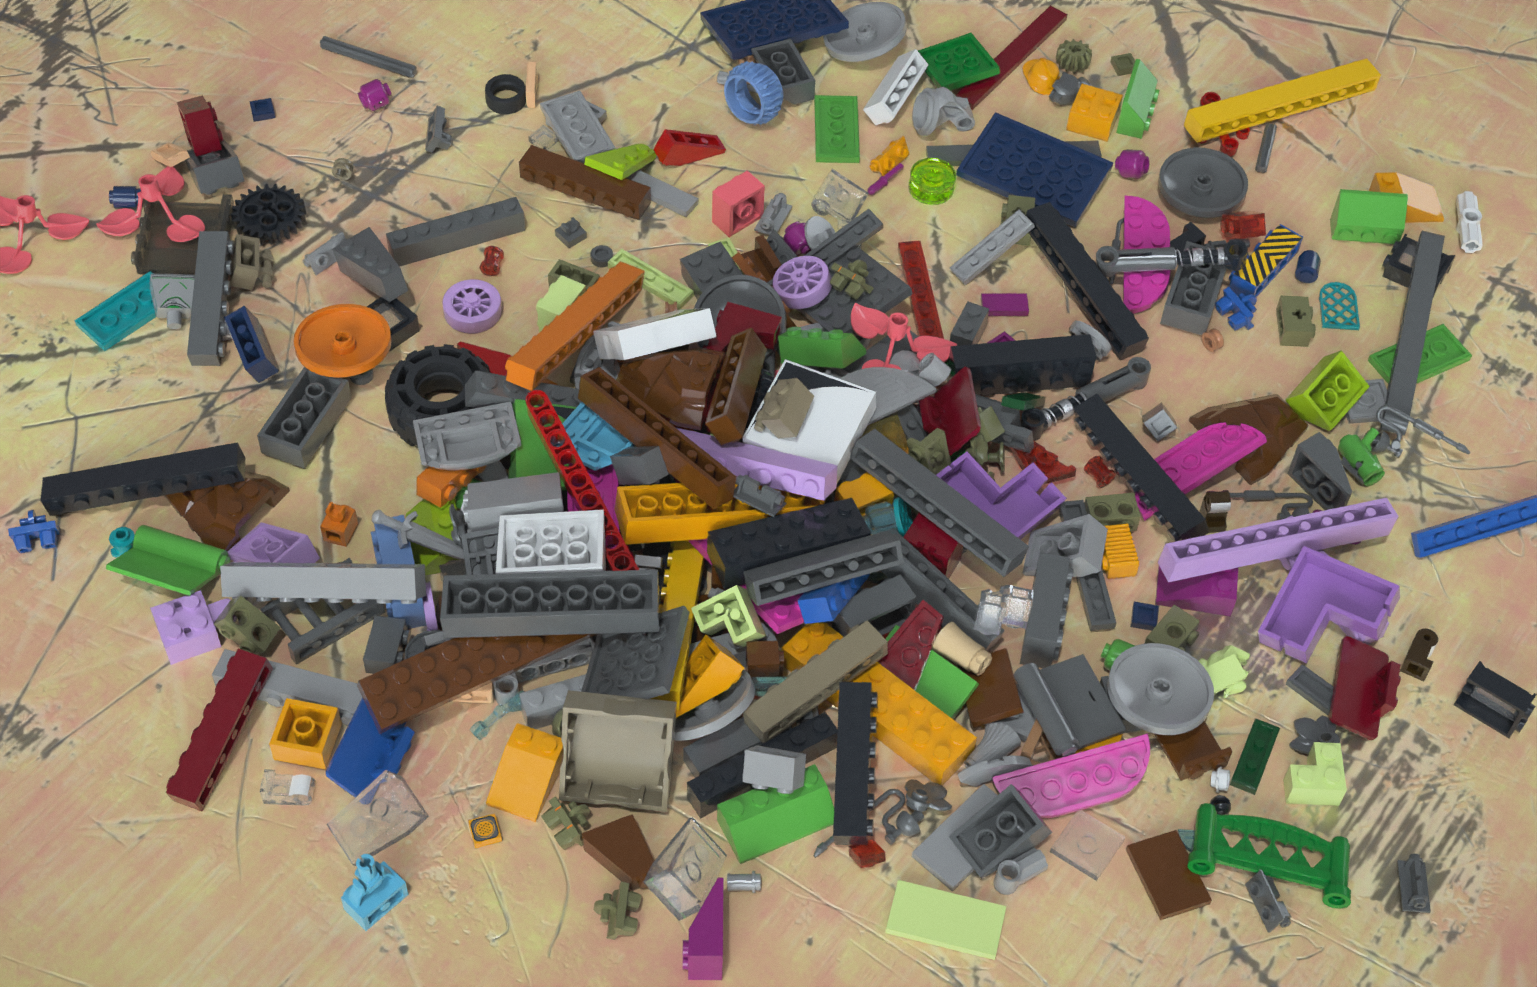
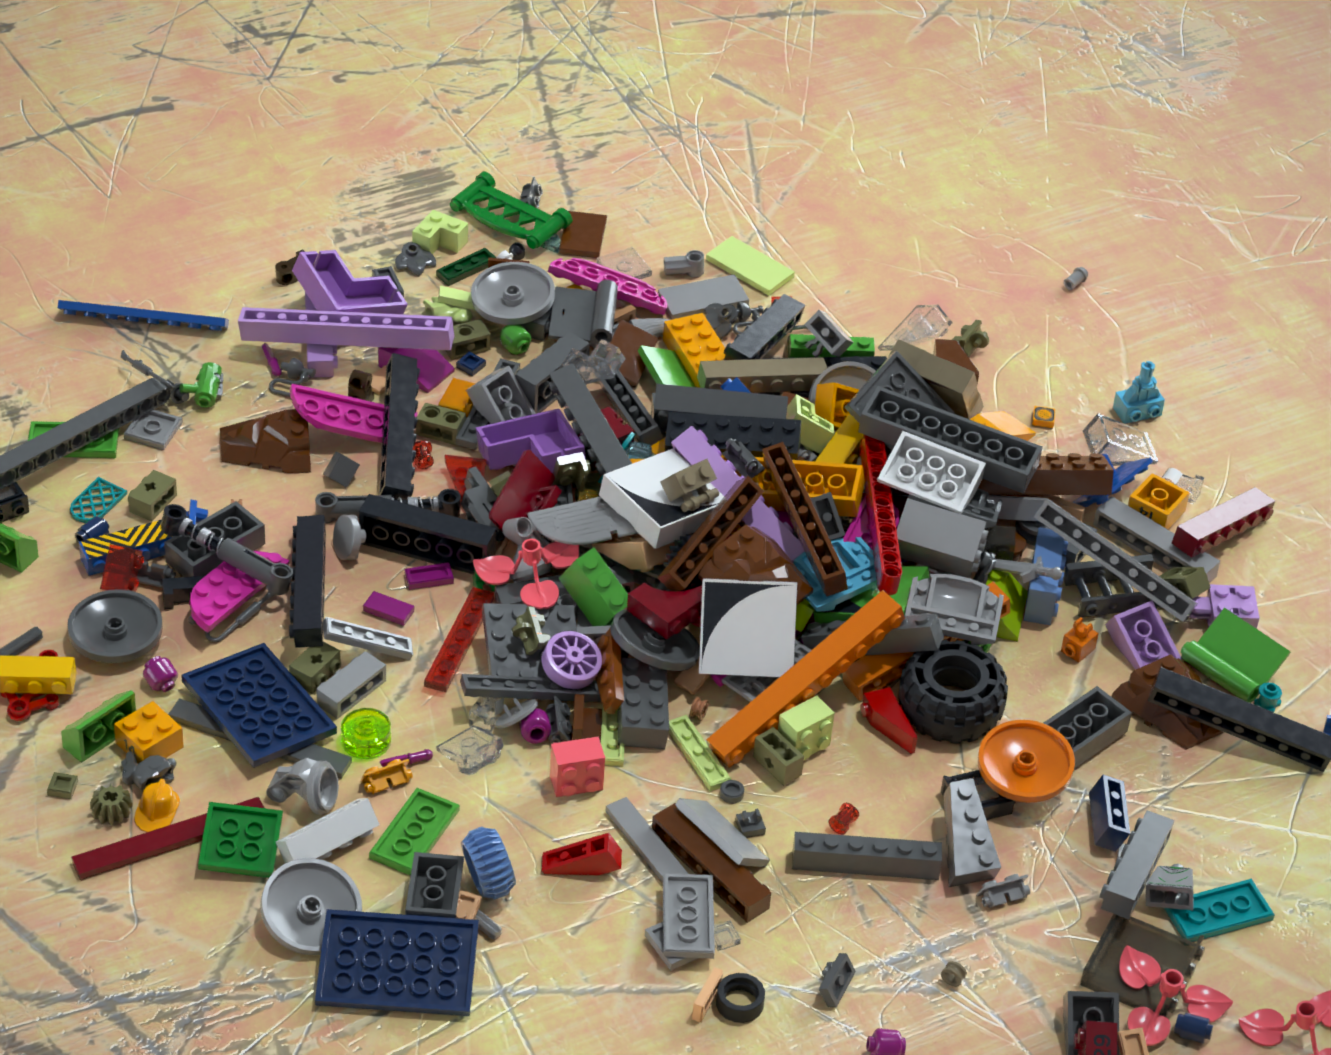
camera: 155 degrees left, 10 degrees down
(247, 261) = (1083, 897): dark tan brick -> none
(268, 213) = (1048, 951): black gear -> none
(429, 609) = (1030, 544): lavender tile -> none
(472, 306) = (882, 784): lavender wheel -> none
(559, 814) = (987, 391): olive hips -> none
(587, 201) = (722, 832): none -> light grey tile
(621, 161) = (667, 855): lime wing -> none
(705, 945) = (923, 289): magenta slope -> none
(744, 882) = (874, 325): light grey pin -> none
(774, 215) = (537, 766): light grey hinge -> none
(912, 644) = (674, 376): dark red wing -> none
(961, 649) = (637, 372): tan plant -> none
(970, 325) = (443, 590): dark grey brick -> none
(977, 215) = (351, 684): none -> light grey brick
(984, 771) = (659, 309): light grey tile -> none
(1000, 832) = (682, 276): dark grey slope -> none
(1023, 401) = (457, 496): dark green tile -> none
(1320, 472) = (253, 379): dark grey slope -> none
(1328, 391) = (185, 435): lime slope -> none
(1363, 688) = (363, 260): dark red bracket -> none
(1413, 884) = (428, 172): dark grey hinge -> none
(1495, 701) = (273, 209): black window -> none

